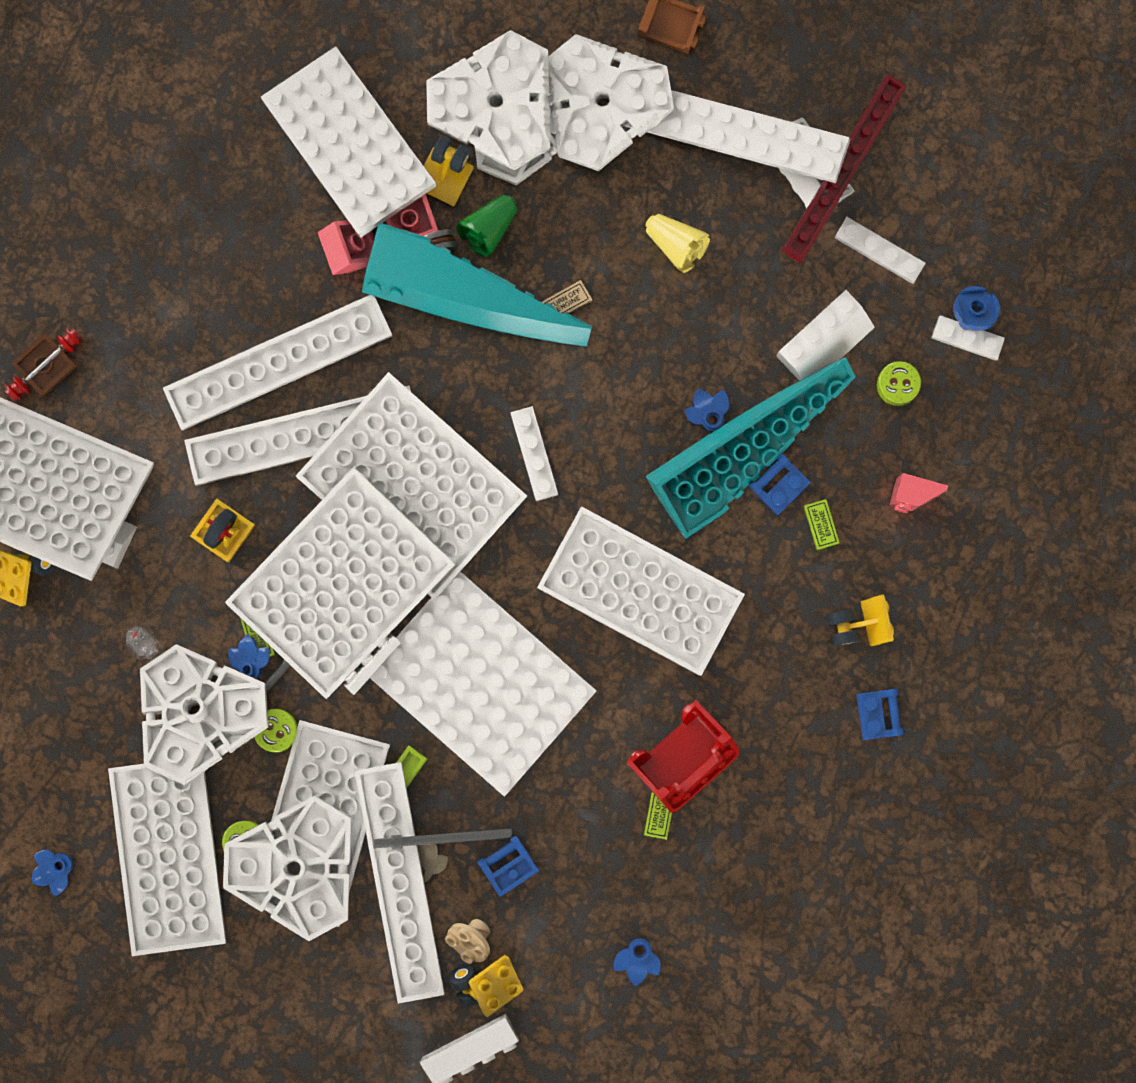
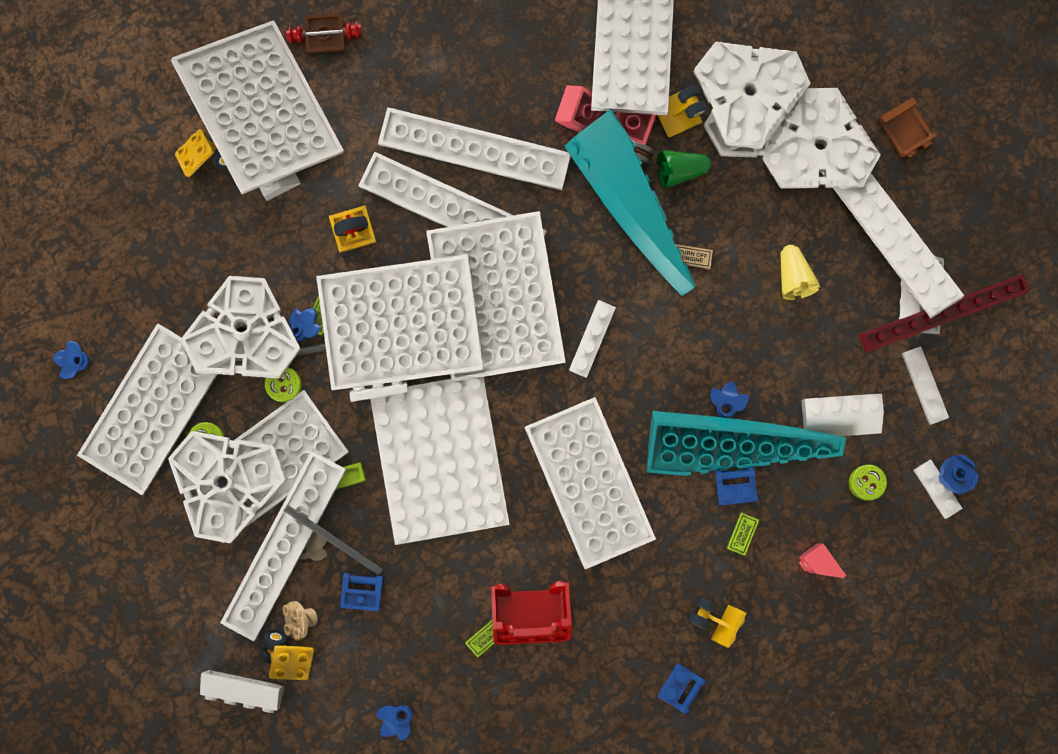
camera: 40 degrees right, 0 degrees up
(142, 642) = (244, 260): clear head -> none

